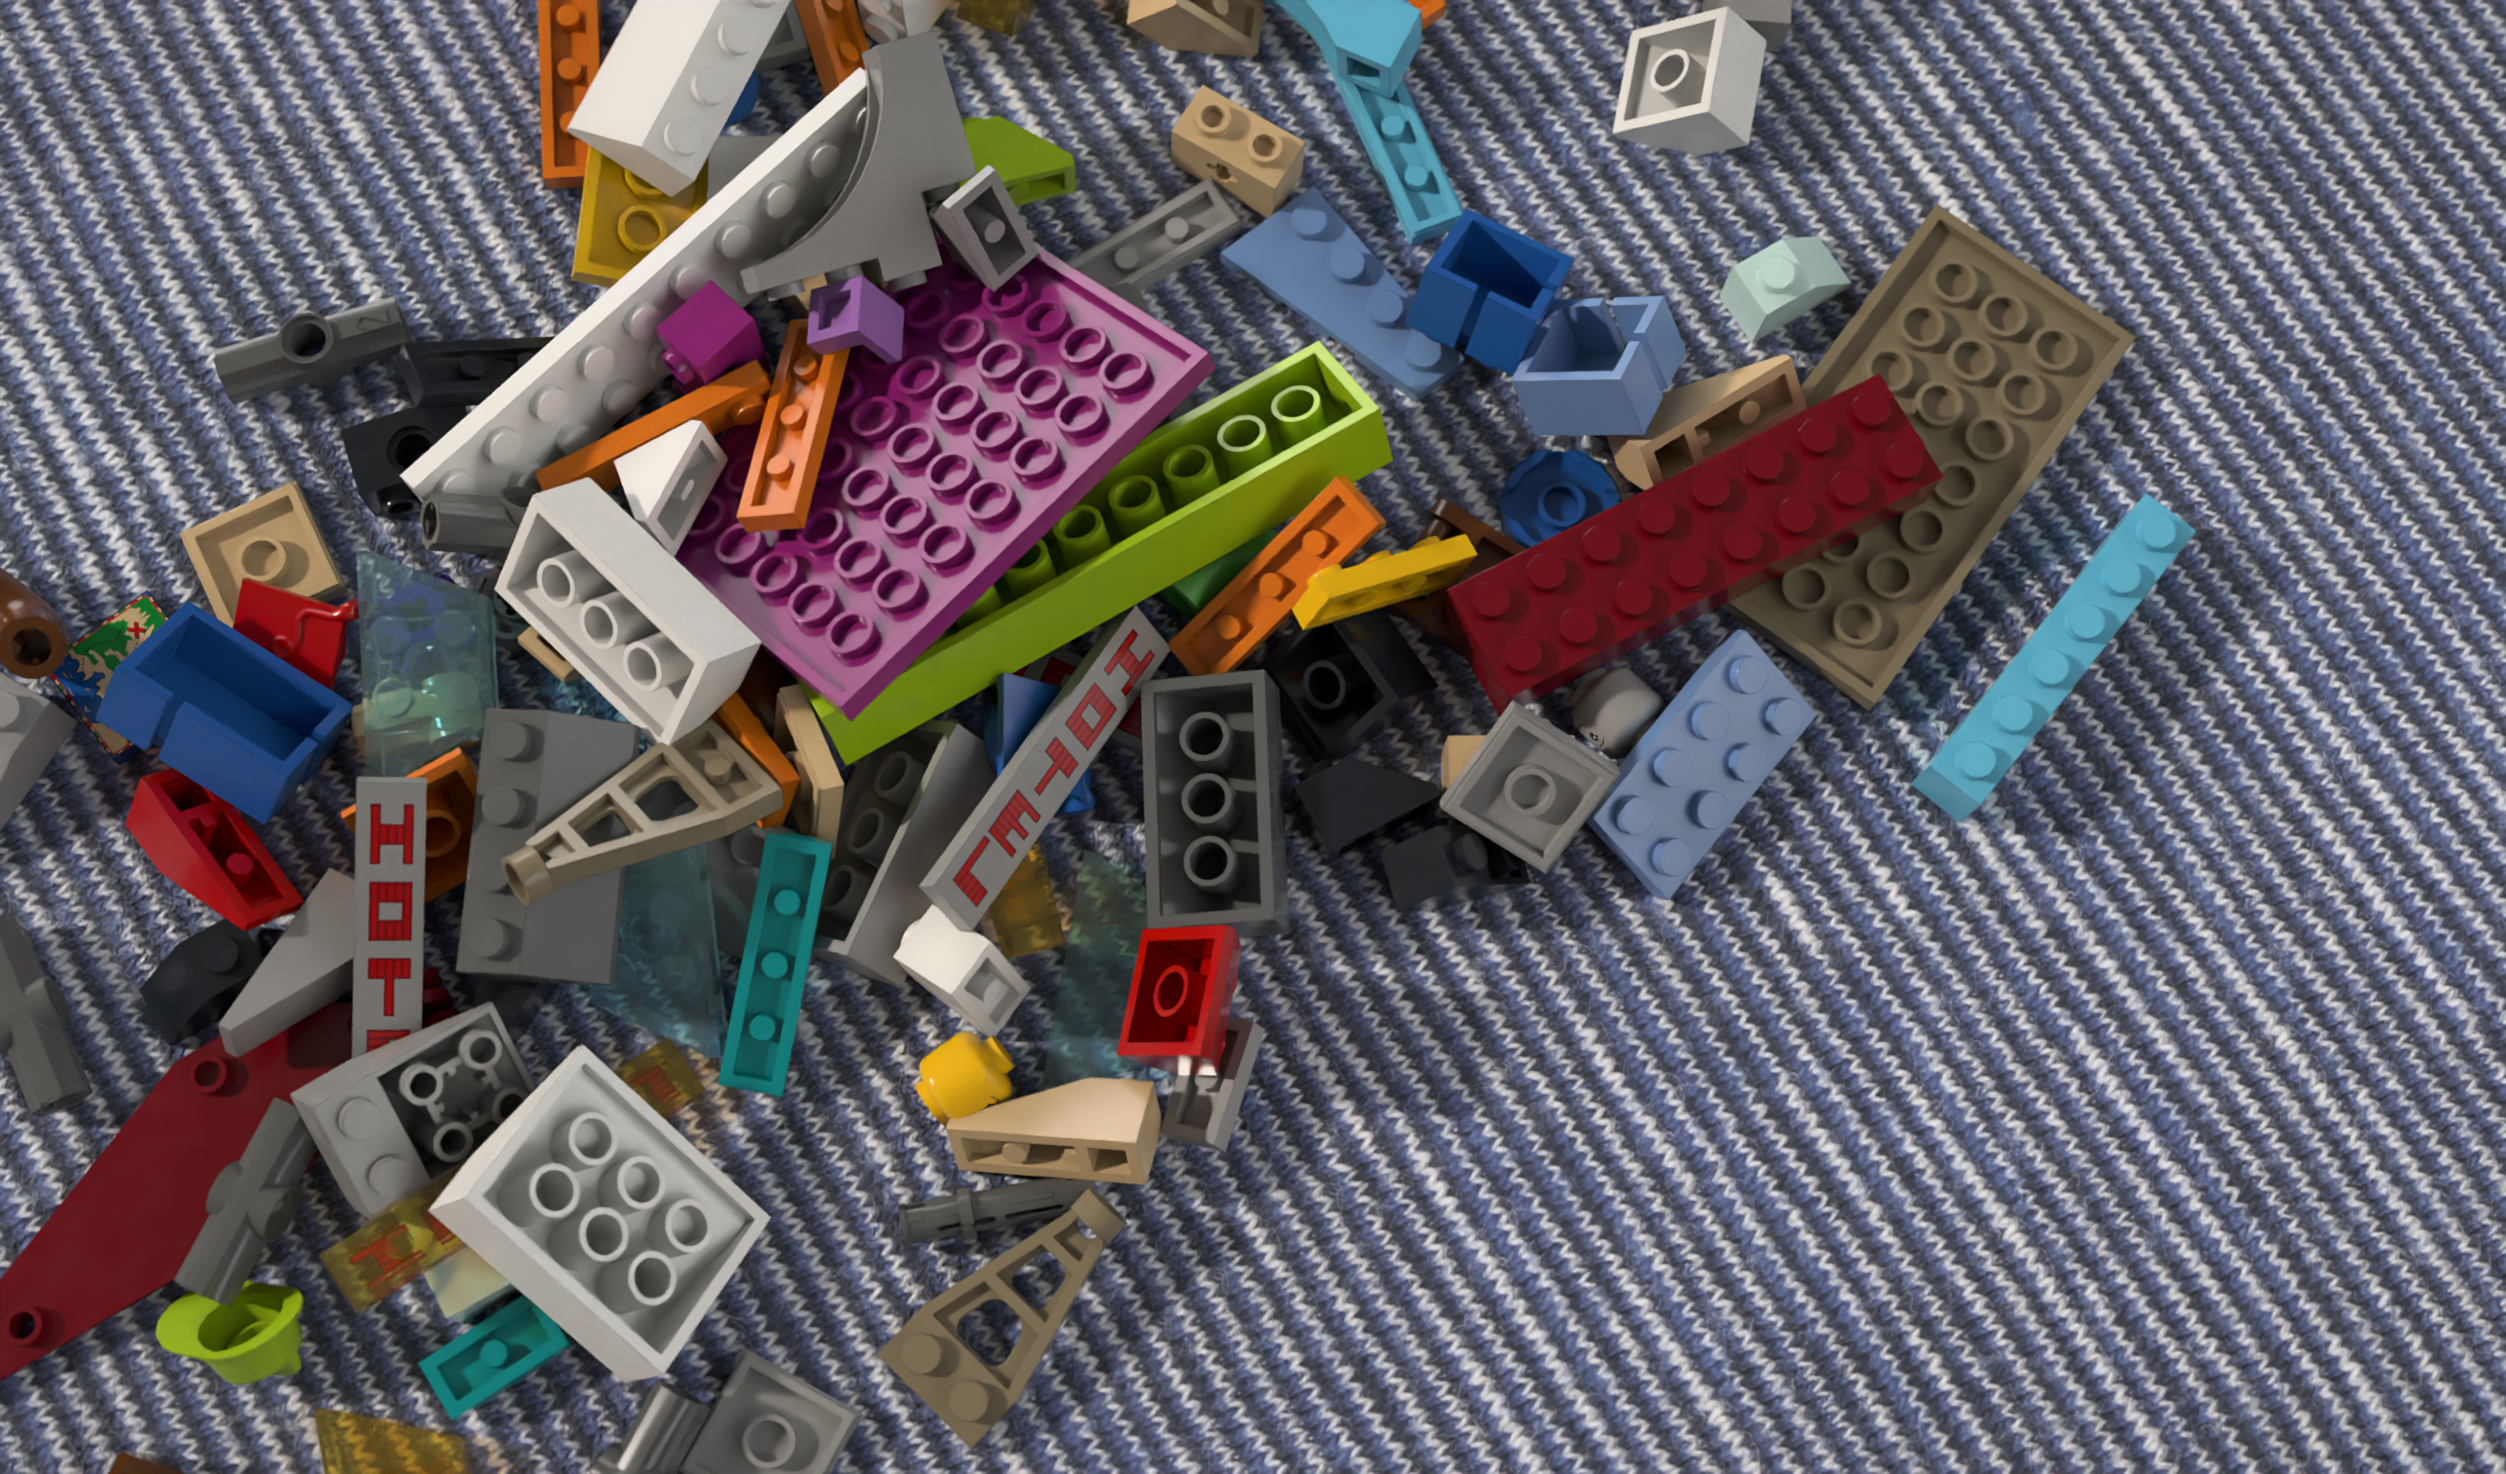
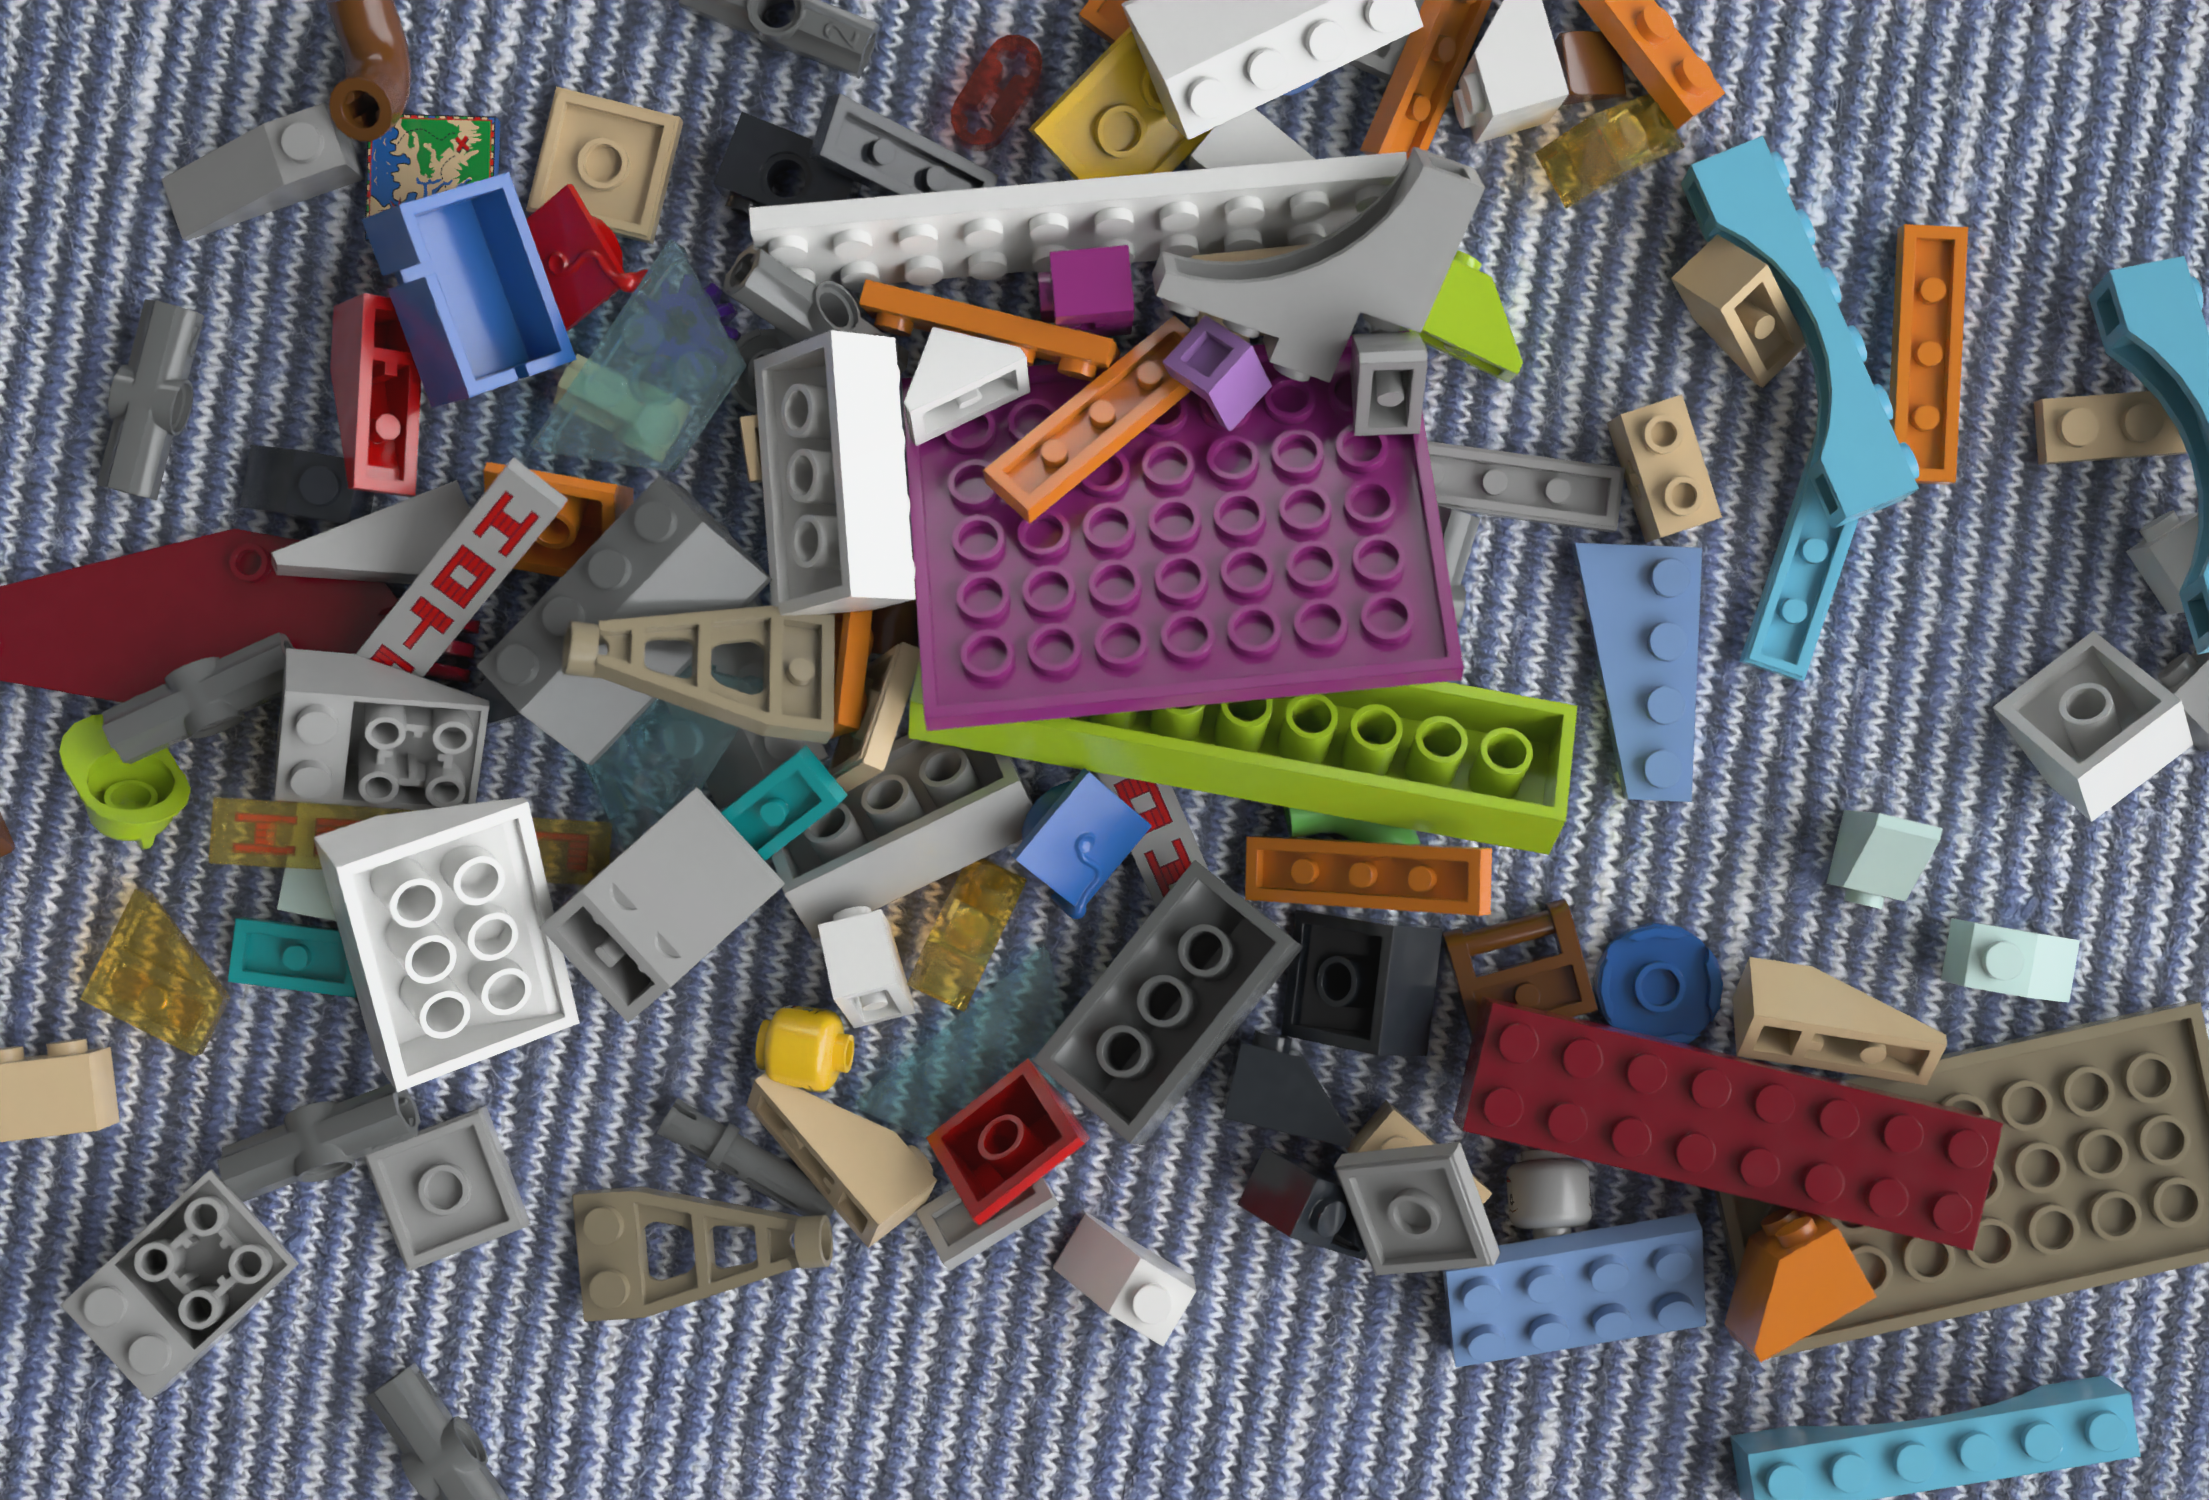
camera: 50 degrees right, 15 degrees up
(514, 283) = (984, 84): none -> clear red beam
(757, 1044) = (662, 905): none -> light grey slope
(1044, 769) = (1058, 874): light grey tile -> none
(1365, 1043) = (1126, 1279): none -> white slope
(1382, 580) = (1450, 948): yellow plate -> none
(1488, 291) = (1758, 774): blue piece -> none
(1584, 378) = (1770, 918): medium blue piece -> none
(1625, 263) = (1880, 856): none -> light aqua slope
(1840, 604) = (1793, 1282): none -> orange slope

